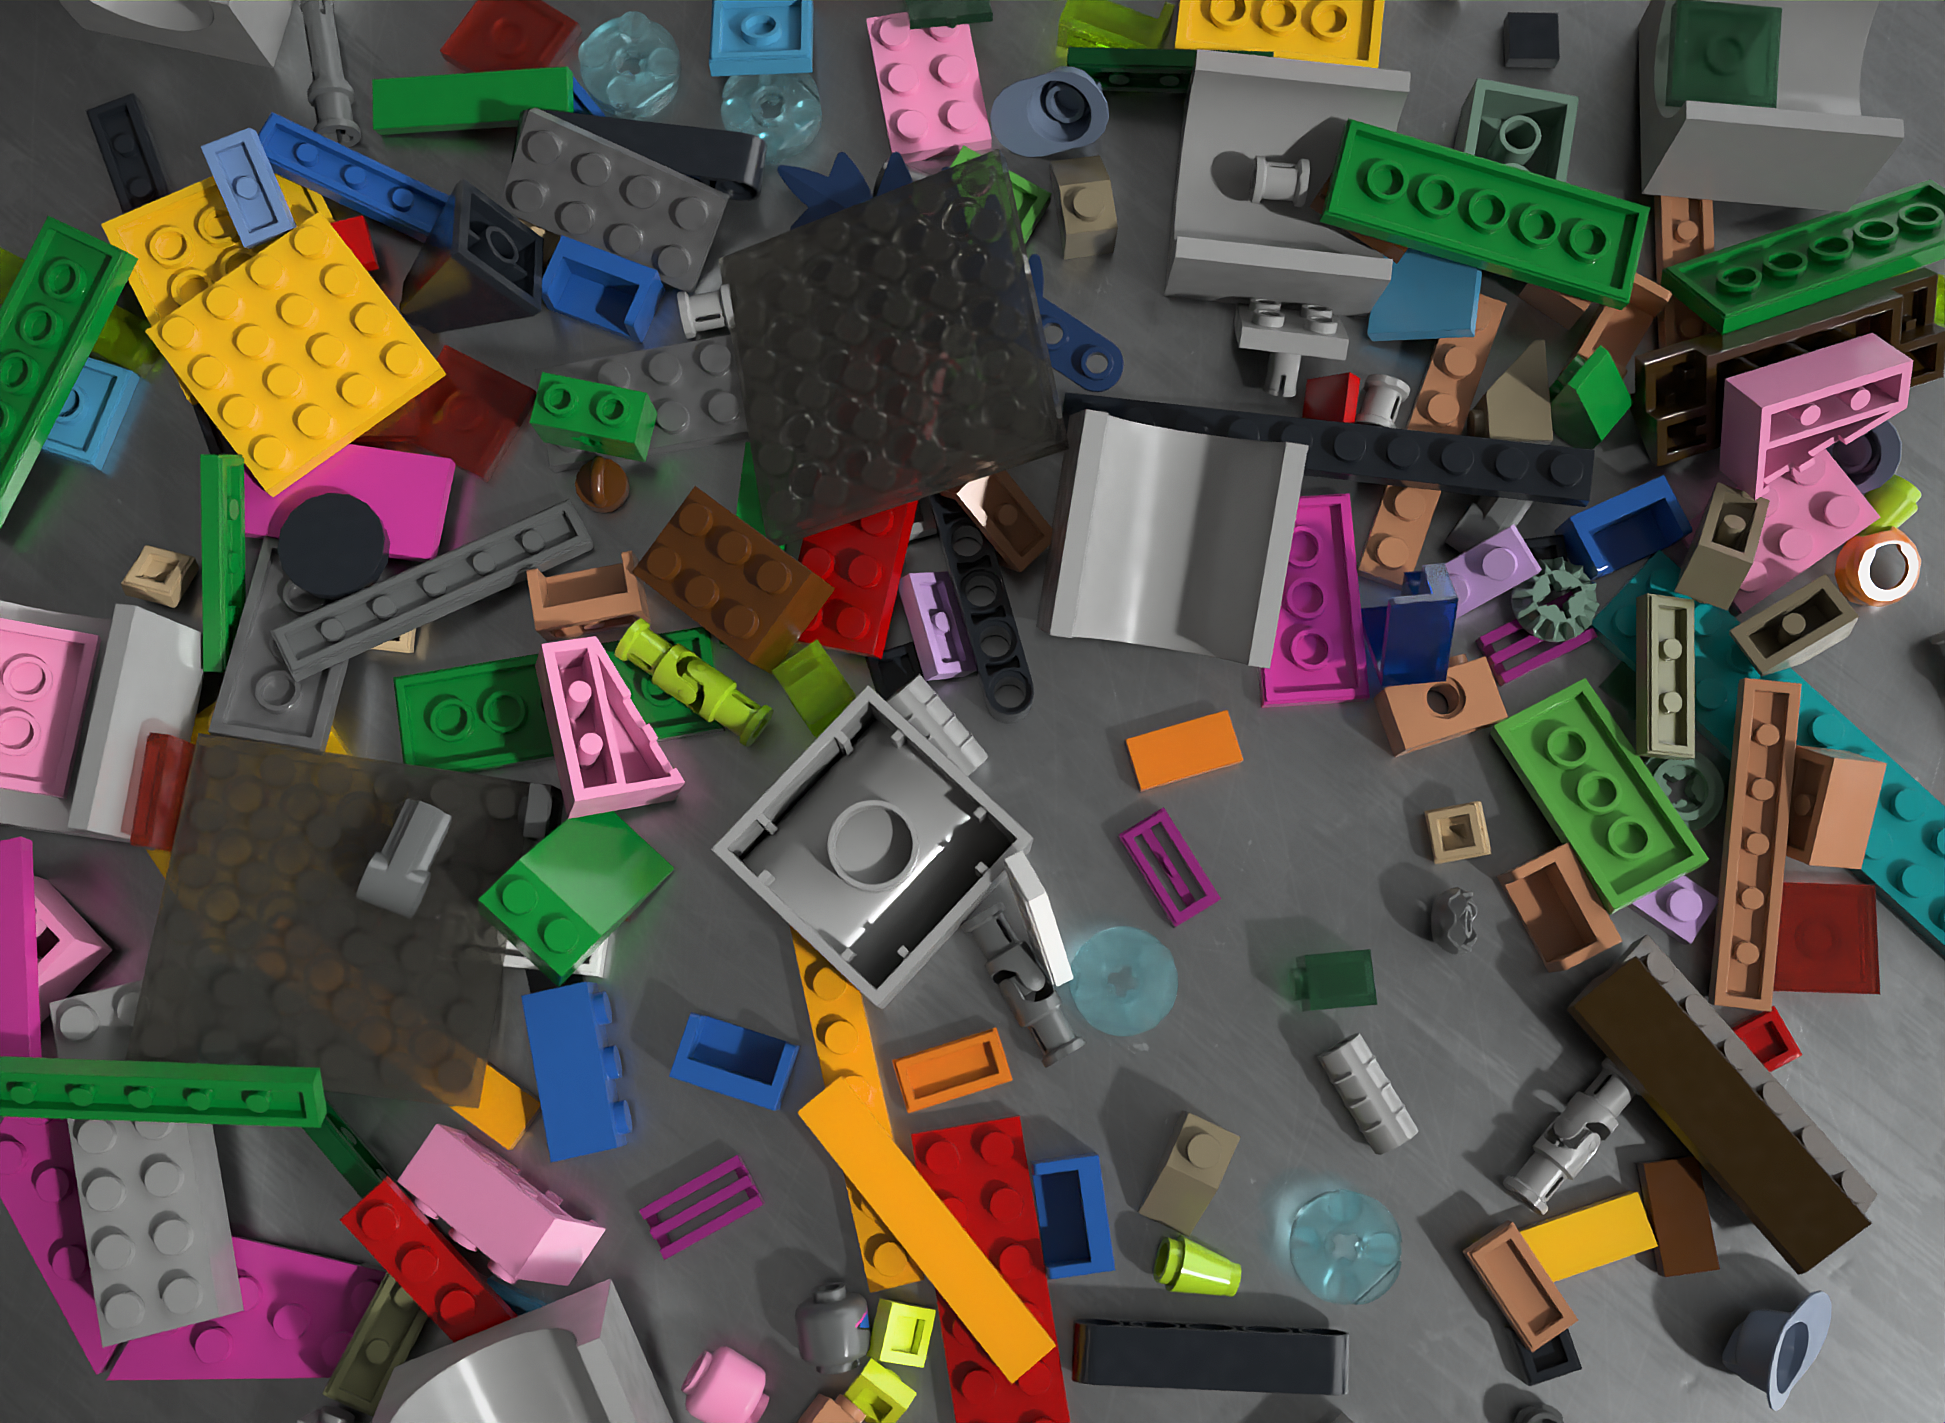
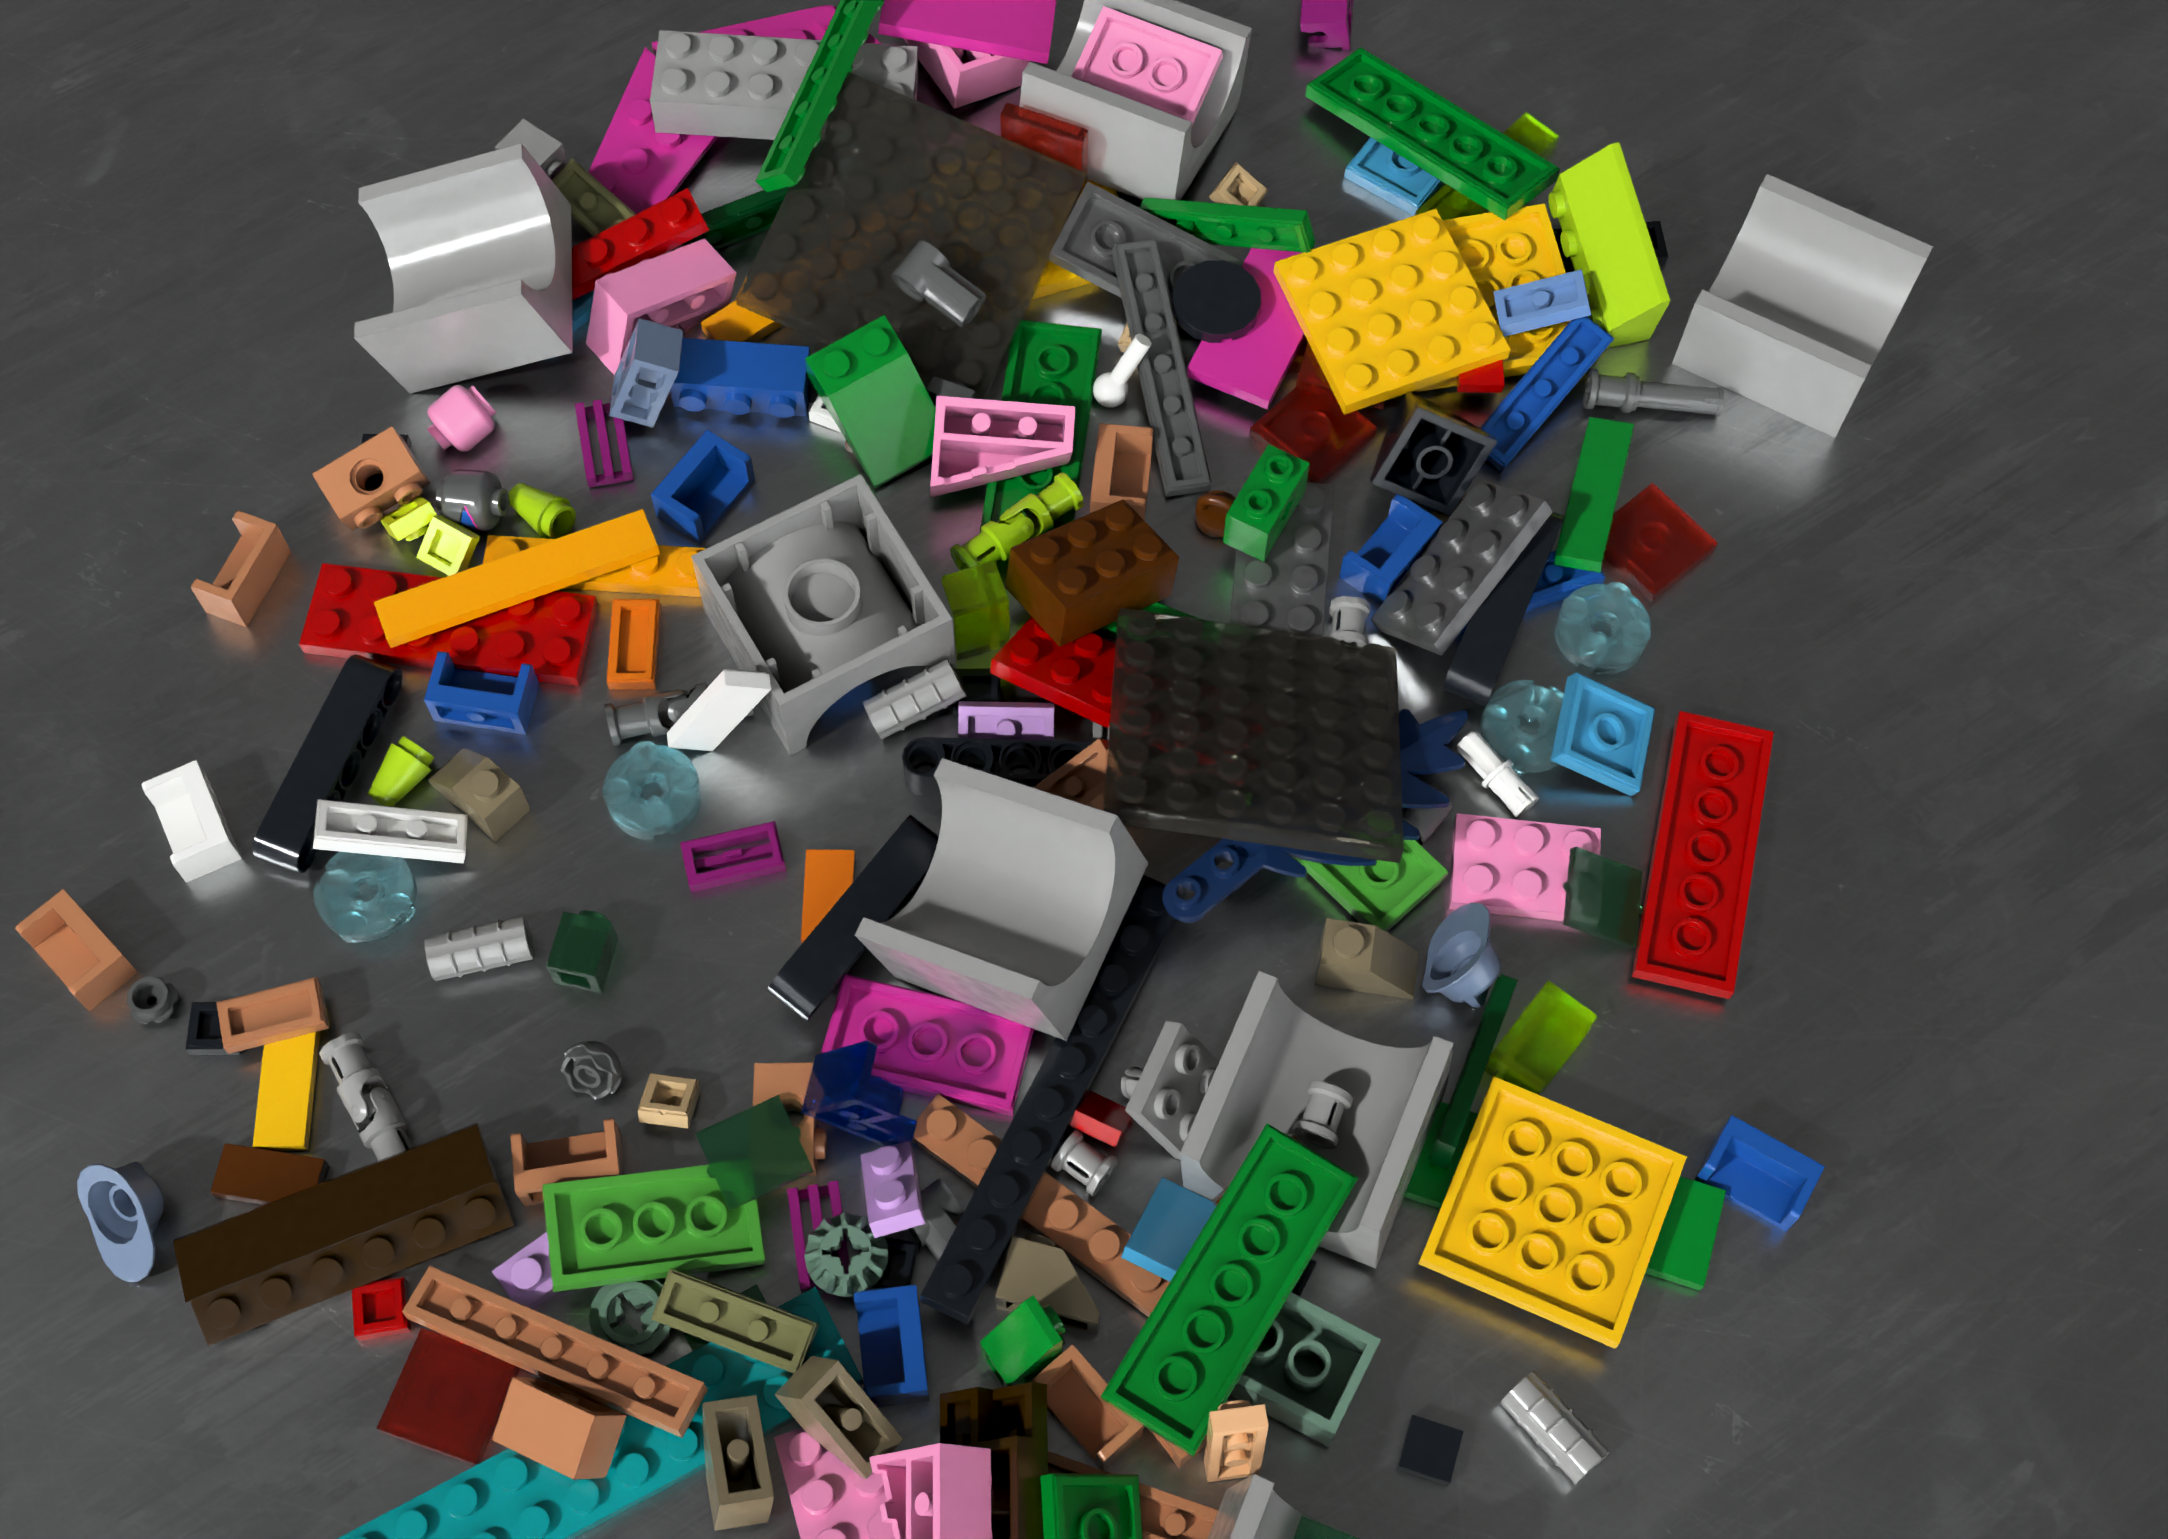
camera: 105 degrees right, 15 degrees down
(144, 132) = (1611, 245): none -> lime slope
(470, 642) = (1111, 387): none -> white bar
(613, 1175) = (646, 373): none -> sand blue brick
(818, 1241) = (544, 511): none -> lime cone
(836, 127) = (1497, 773): none -> white axle
(1210, 701) = (875, 895): none -> black beam
(1277, 1245) = (390, 831): none -> white tile
(1500, 714) = (754, 1152): none -> clear green piece
(1628, 164) = (1235, 1441): none -> light nougat plate

